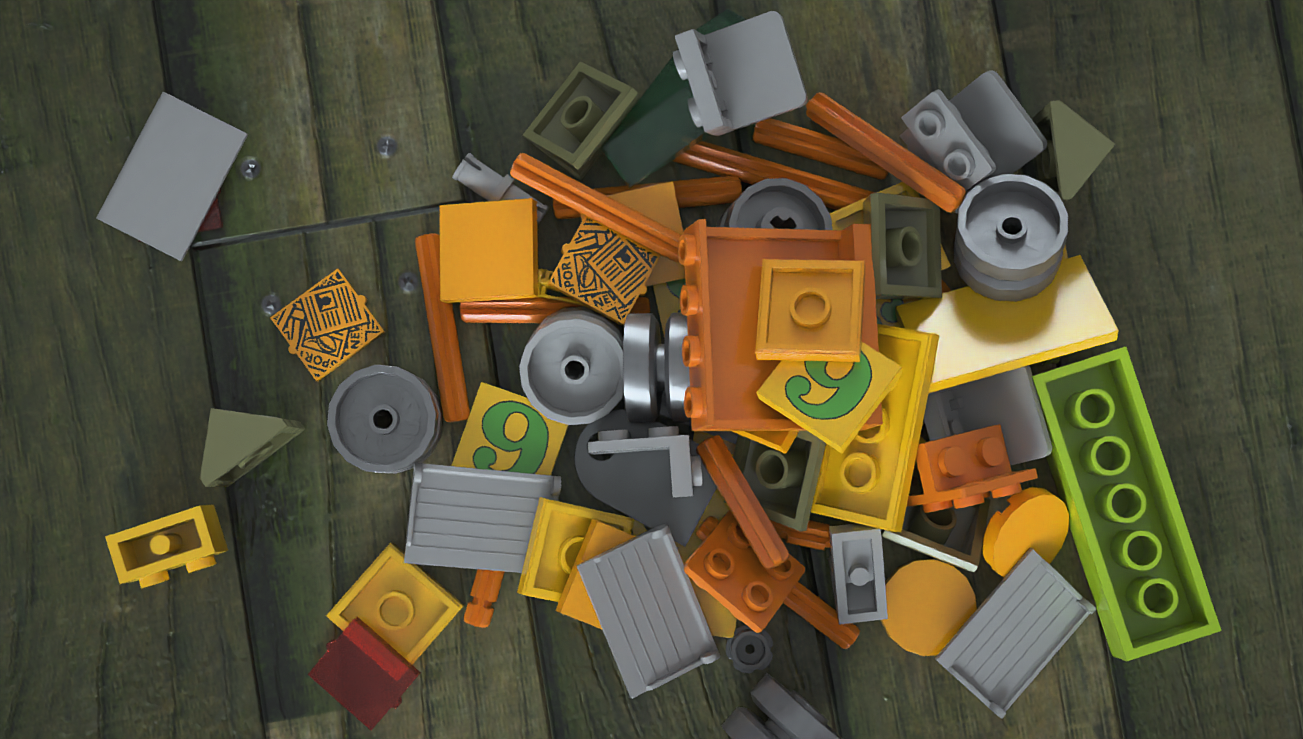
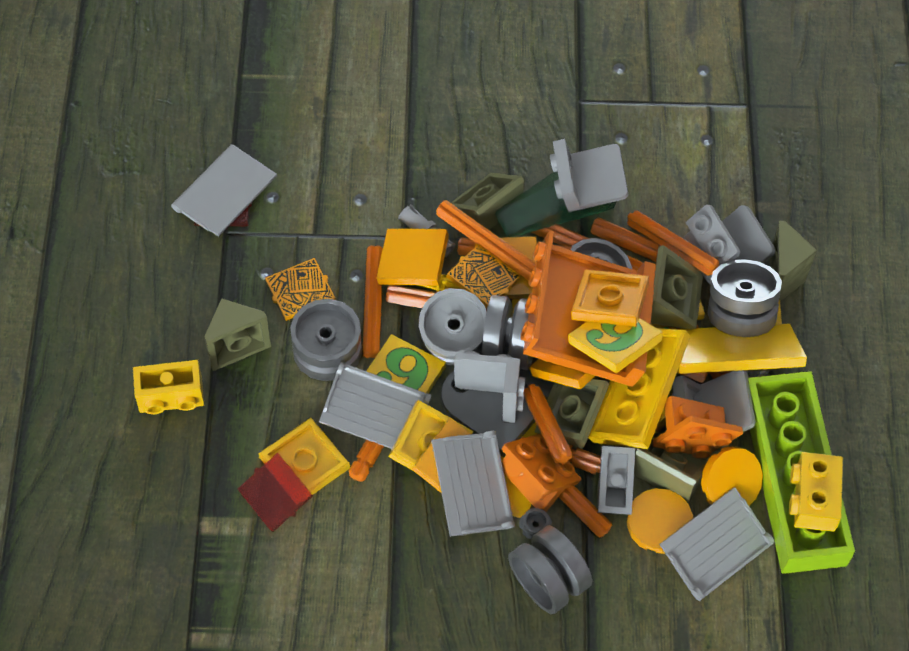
camera: 10 degrees right, 25 degrees down
(1160, 559) = (817, 491): none -> yellow brick

